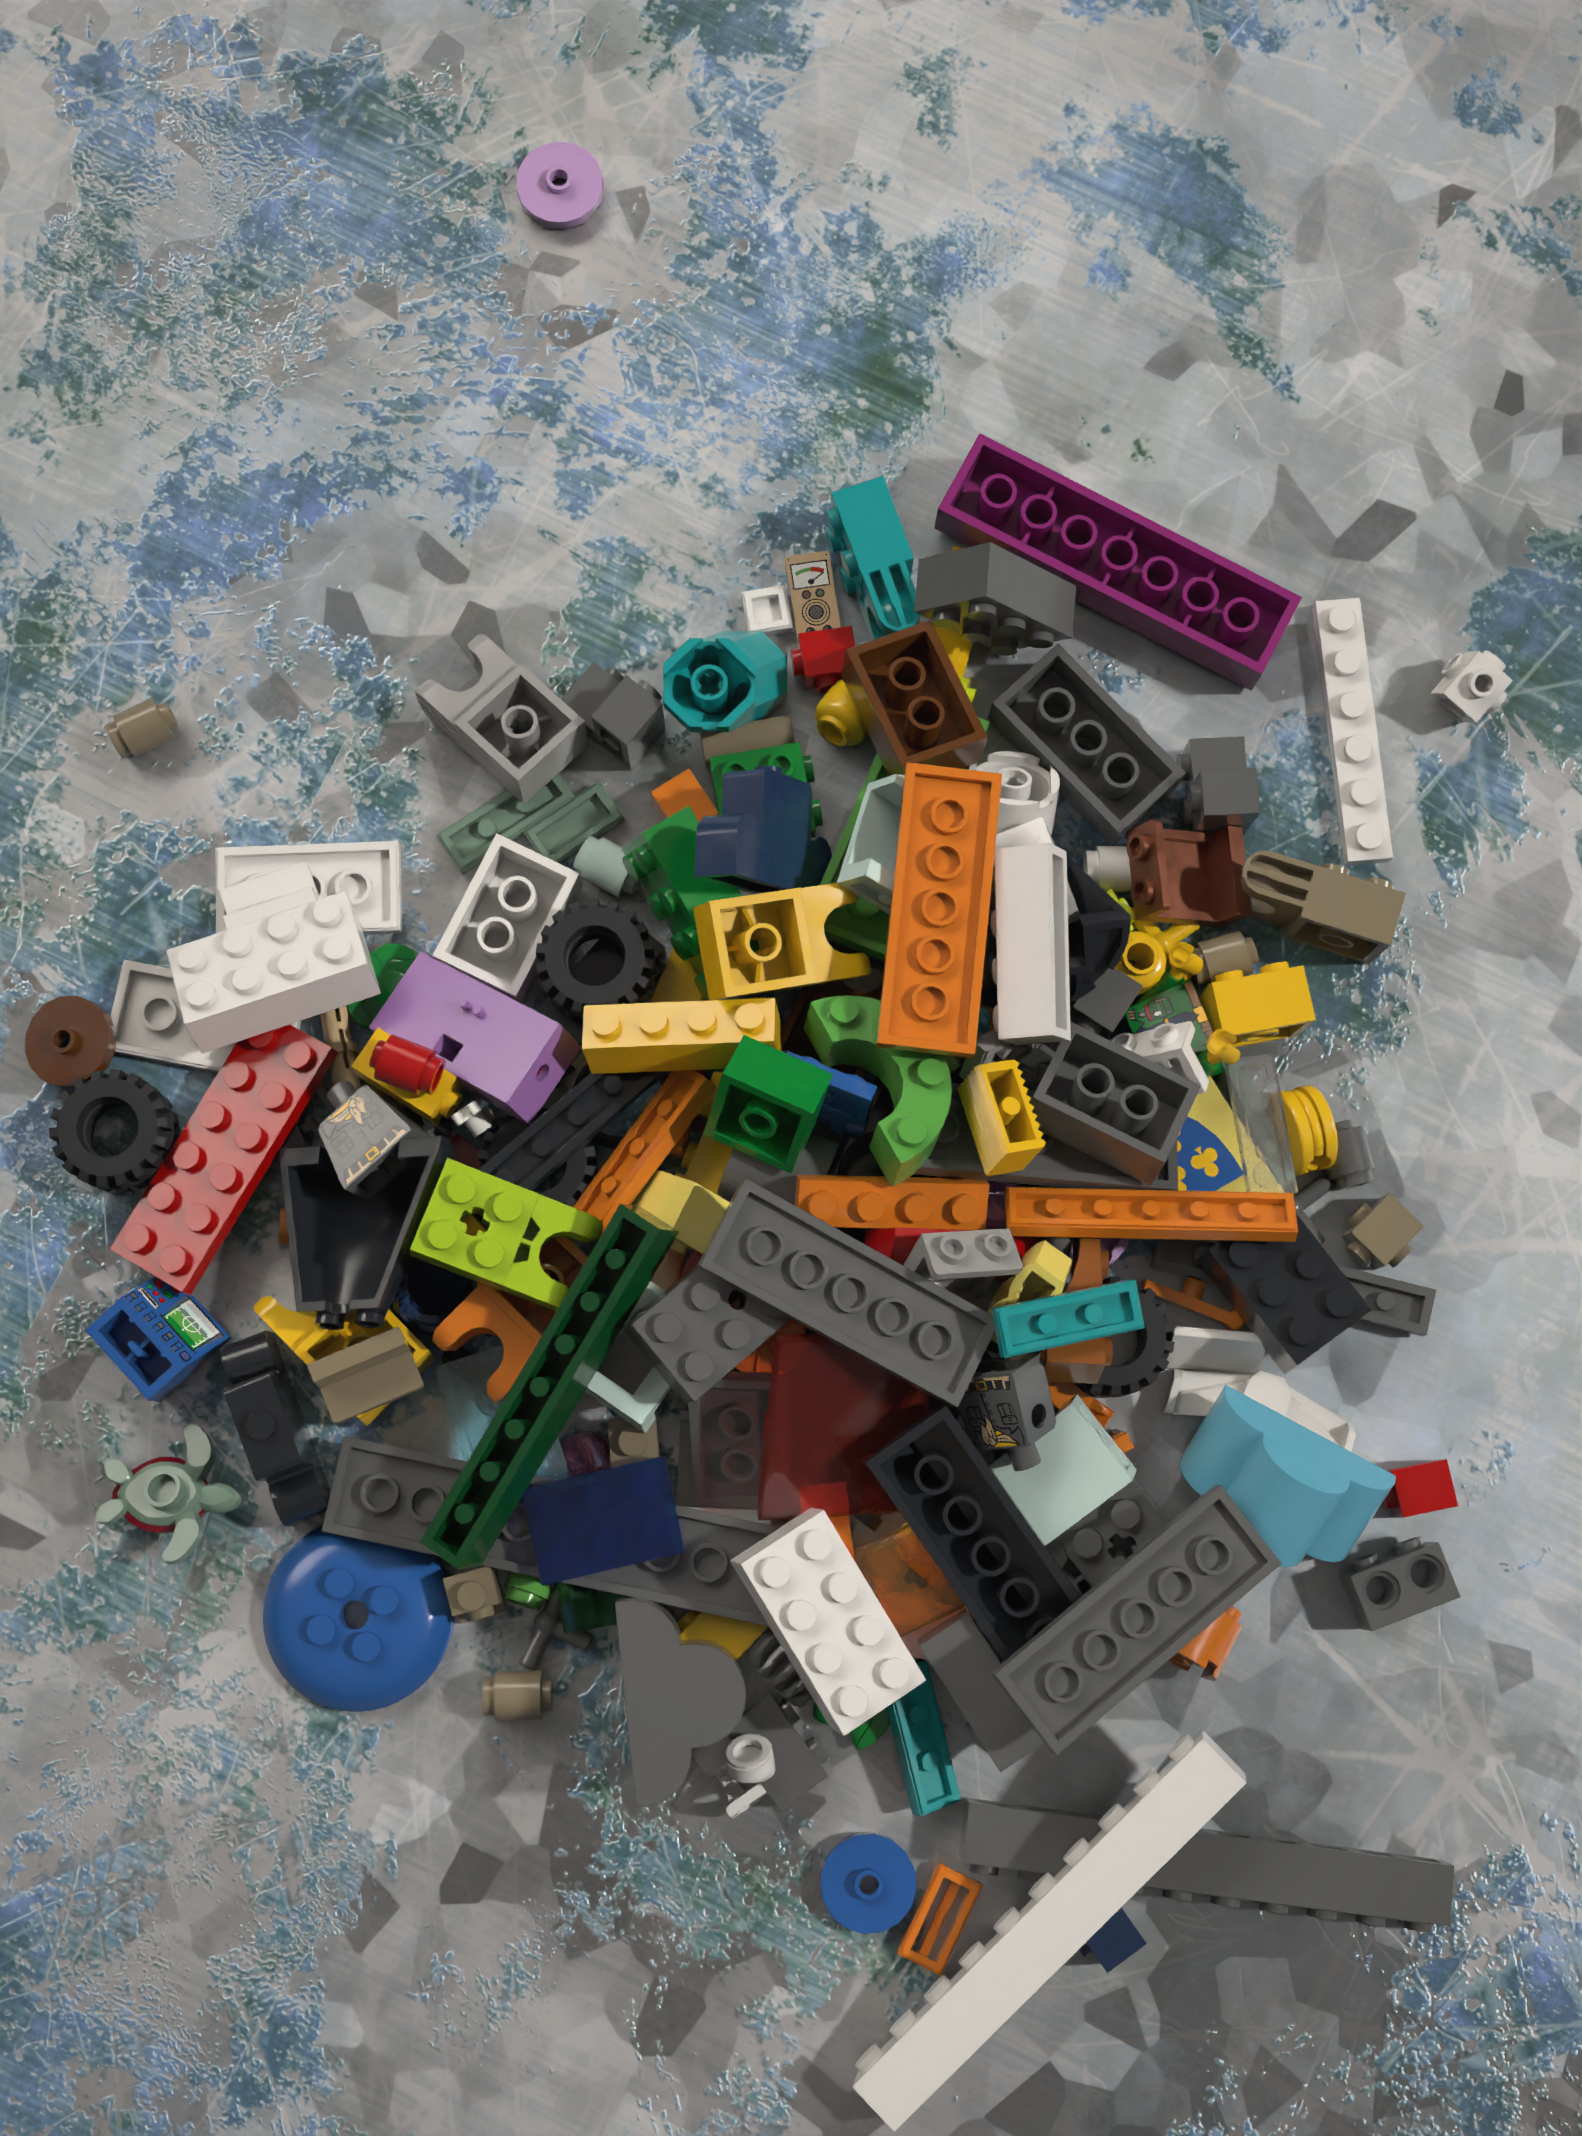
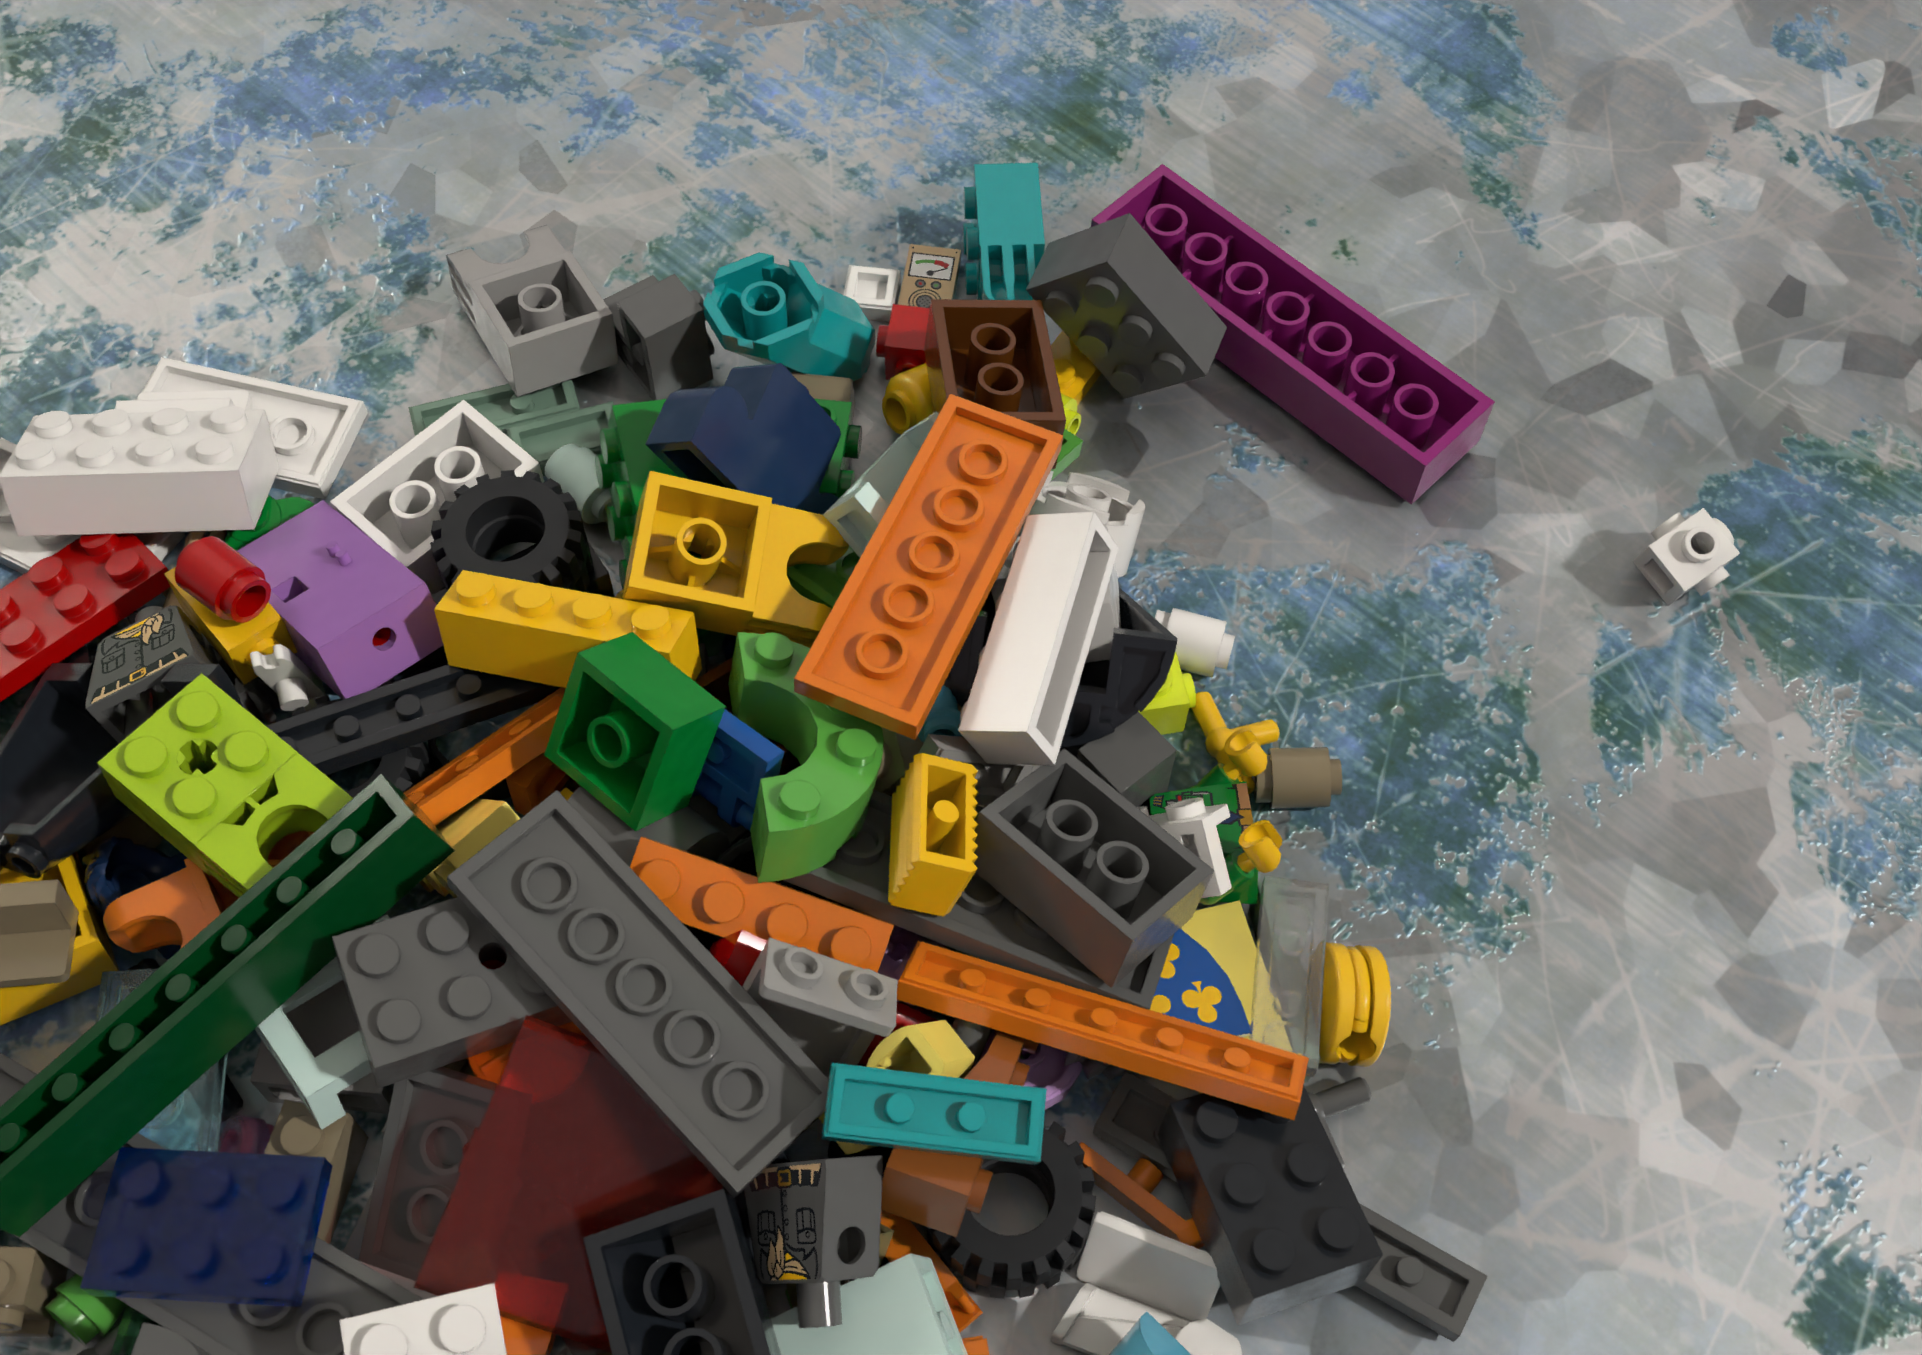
camera: 20 degrees right, 20 degrees down
(142, 727) = (145, 227): dark tan brick -> none
(1063, 707) = (1204, 505): dark grey brick -> none
(1143, 960) = (1193, 736): yellow head -> none
(1187, 875) = (1275, 665): copper panel -> none
(1218, 785) = (1339, 587): dark grey brick -> none
(1260, 1005) = (1331, 829): yellow brick -> none
(1323, 904) = (1433, 735): dark tan brick -> none
(1352, 732) = (1525, 583): white plate -> none
(1353, 1158) = (1406, 1065): dark grey brick -> none
(1380, 1233) = (1425, 1175): dark tan brick -> none

